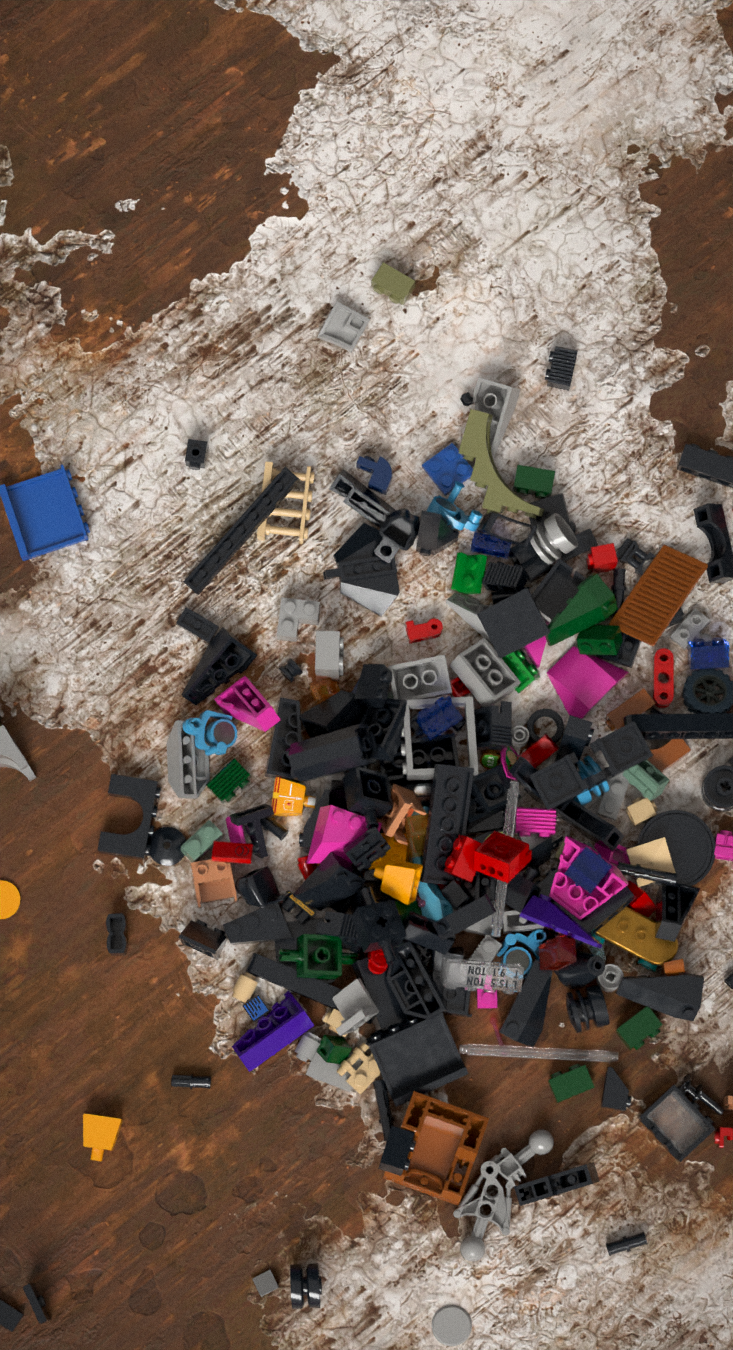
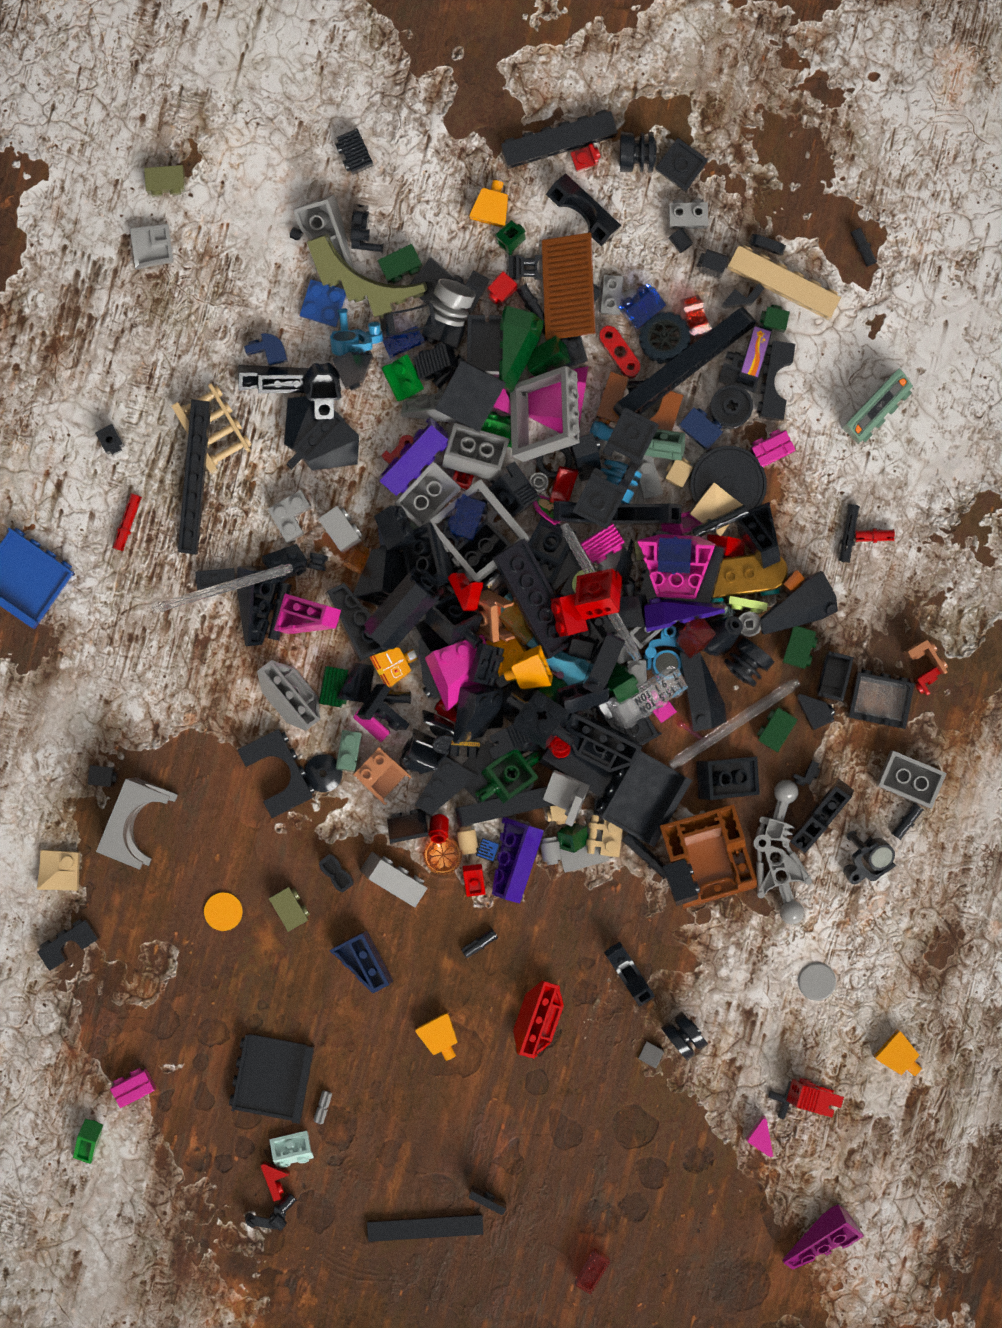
camera: 35 degrees left, 10 degrees up
(56, 936) = (289, 908): none -> olive brick
(85, 1024) = (364, 961): none -> dark blue wedge
(156, 531) = (128, 517): none -> red pin
(160, 975) = (394, 879): none -> light grey wedge
(193, 1181) = (538, 1019): none -> red wedge
(196, 633) = (221, 588): none -> clear piece
(214, 985) = (442, 857): none -> clear orange dish
(218, 734) = (298, 655): dark azure piece -> none
(225, 1024) = (474, 880): none -> red slope
(228, 960) = (438, 828): none -> red brick
(232, 852) = (380, 742): red tile -> none
(247, 671) = (283, 588): none -> black pin
(250, 792) = (358, 683): none -> black wing
(263, 652) = (288, 555): none -> black bracket
(290, 878) = (439, 727): none -> black piece
(297, 1198) = (629, 974): none -> black arch
(394, 777) = (466, 593): none -> red slope
(431, 641) = (414, 457): none -> dark purple wedge
(467, 945) = (622, 683): none -> dark green brick
(490, 758) = (529, 517): tile -> none
(500, 1094) = (727, 778): none -> black slope
(521, 431) = (360, 230): none -> black piece
(526, 693) = (520, 417): none -> light grey window
(575, 1142) = (811, 772): none -> black bracket
(580, 1251) = (875, 852): none -> black piece
(600, 729) = (601, 430): none -> dark azure cone
(621, 960) = (740, 603): none -> yellowish green plate
(640, 523) = (509, 231): none -> dark green brick
(641, 488) = (491, 206): none -> light orange torso
(651, 1072) = (834, 676): none -> black piece
(654, 1209) = (911, 779): none -> light grey brick
(685, 788) = (700, 428): none -> dark blue brick
(699, 1094) = (881, 665): black piece -> none

